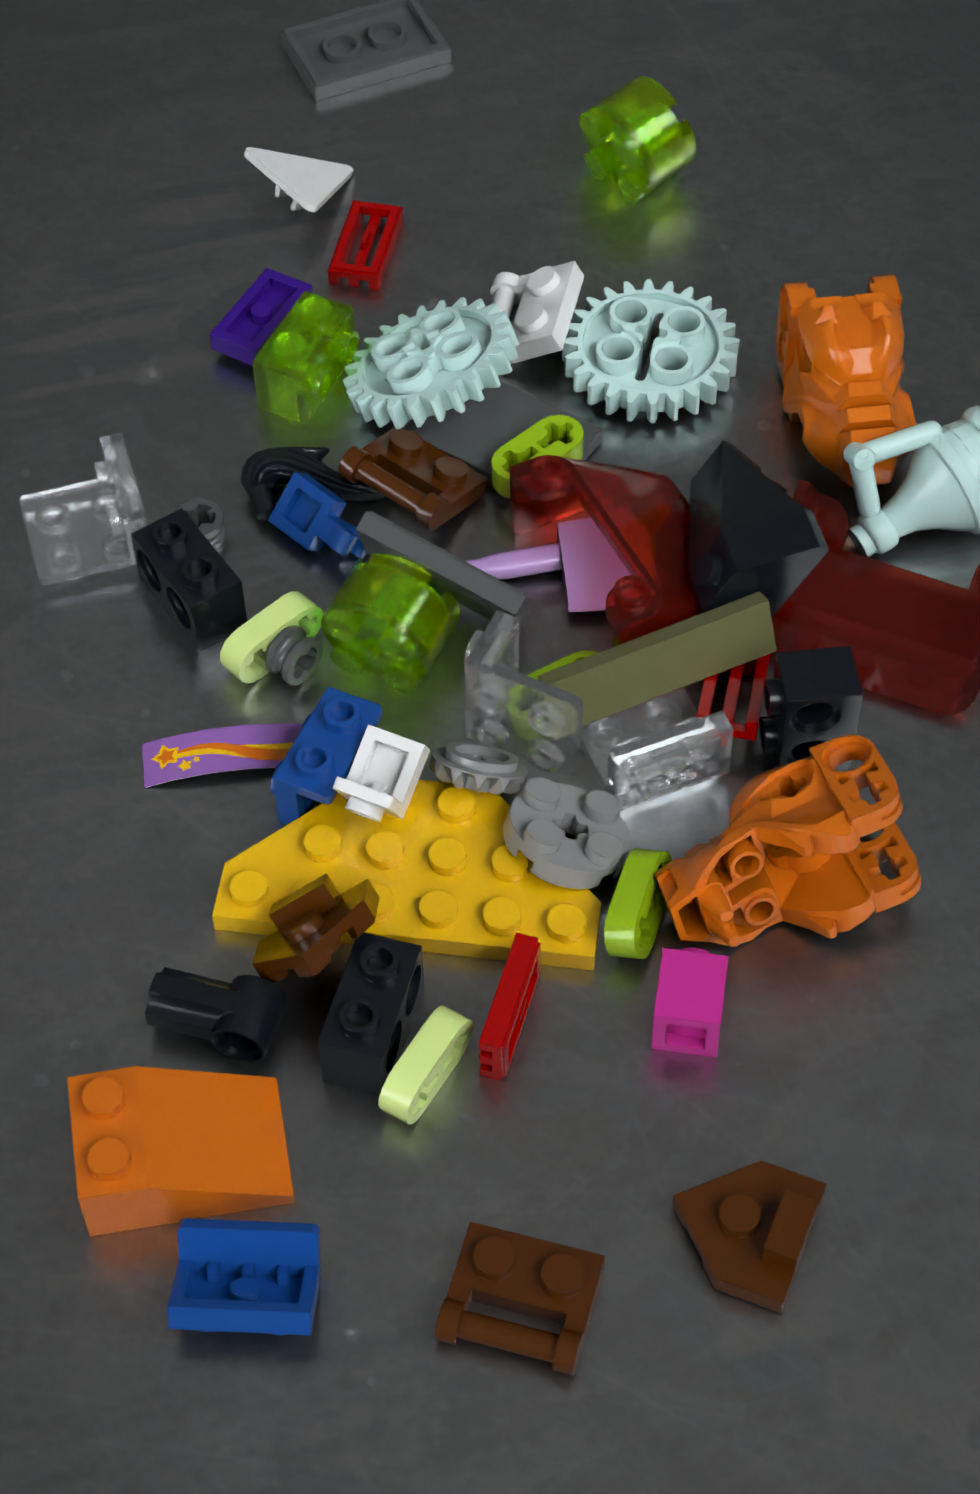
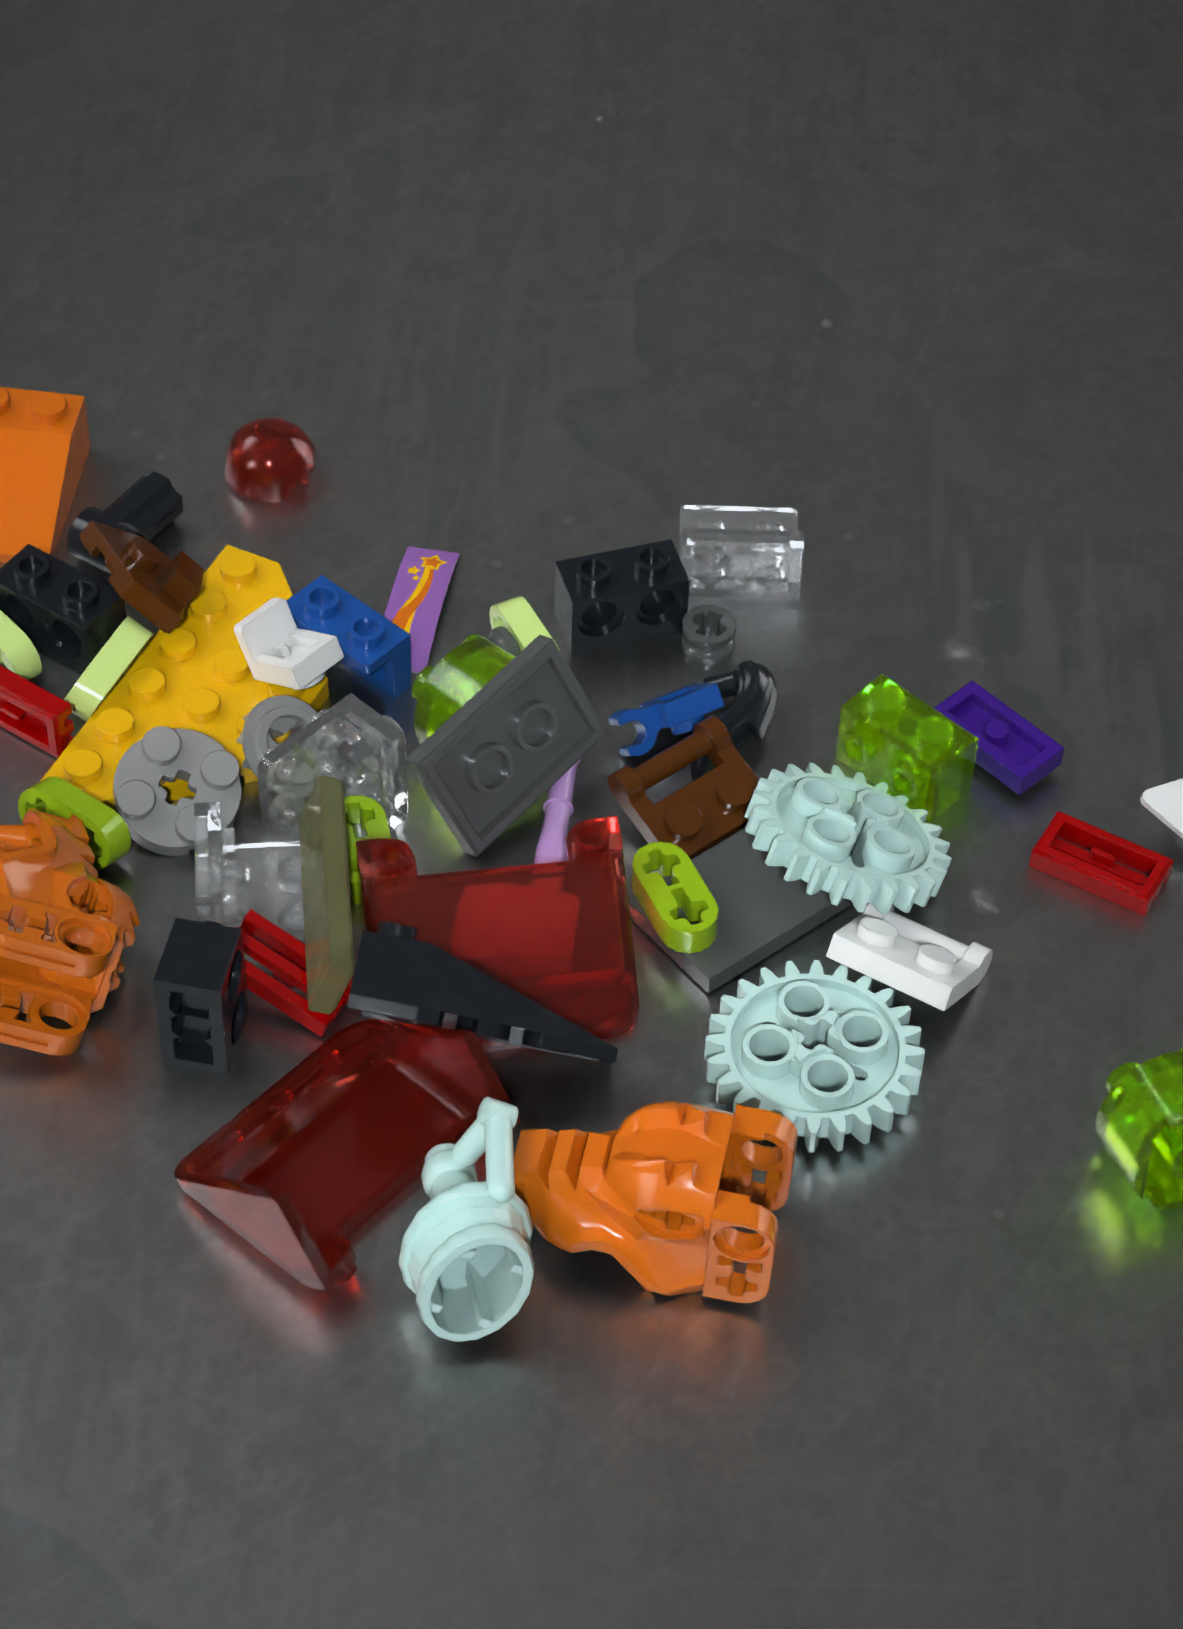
camera: 105 degrees right, 5 degrees down
(67, 928) = (268, 459): none -> clear red hair
(441, 940) = (108, 667): none -> yellowish green beam

